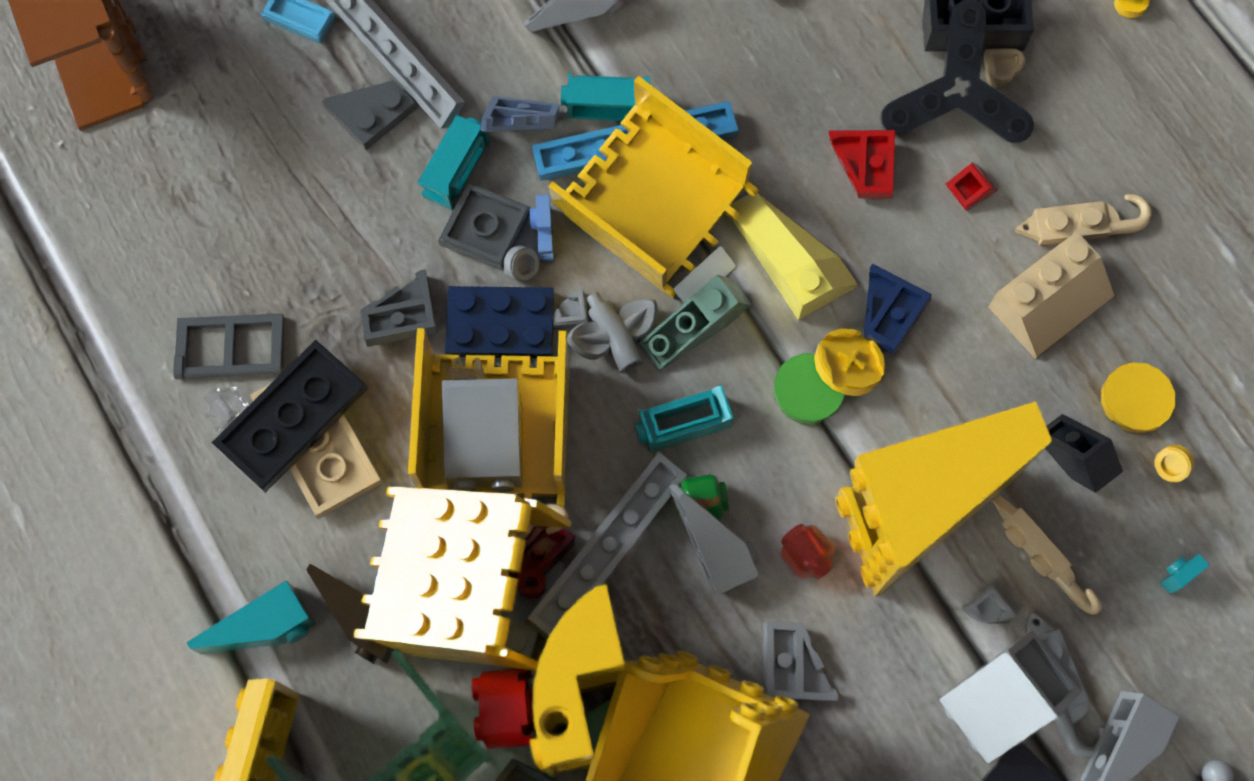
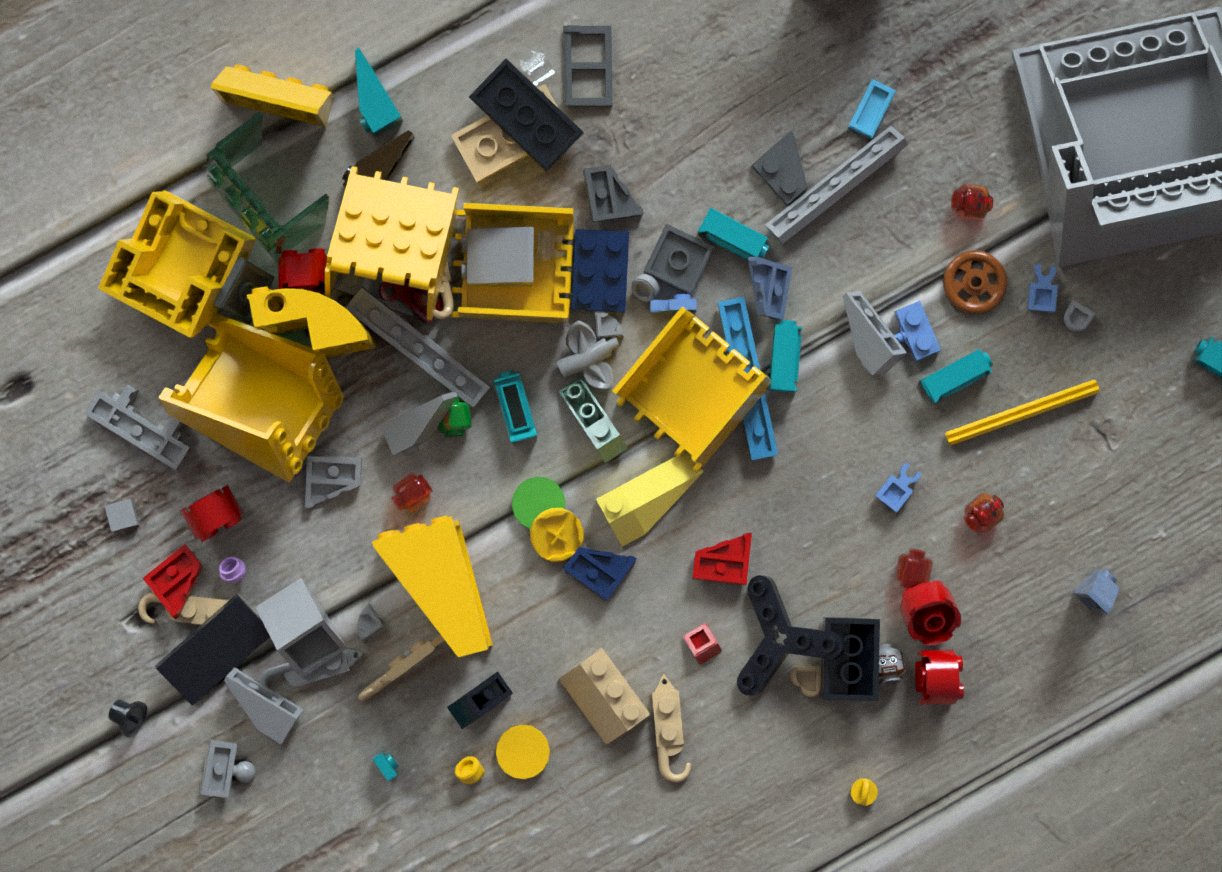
camera: 90 degrees right, 15 degrees up
(715, 264) = (631, 428): white sticker -> none

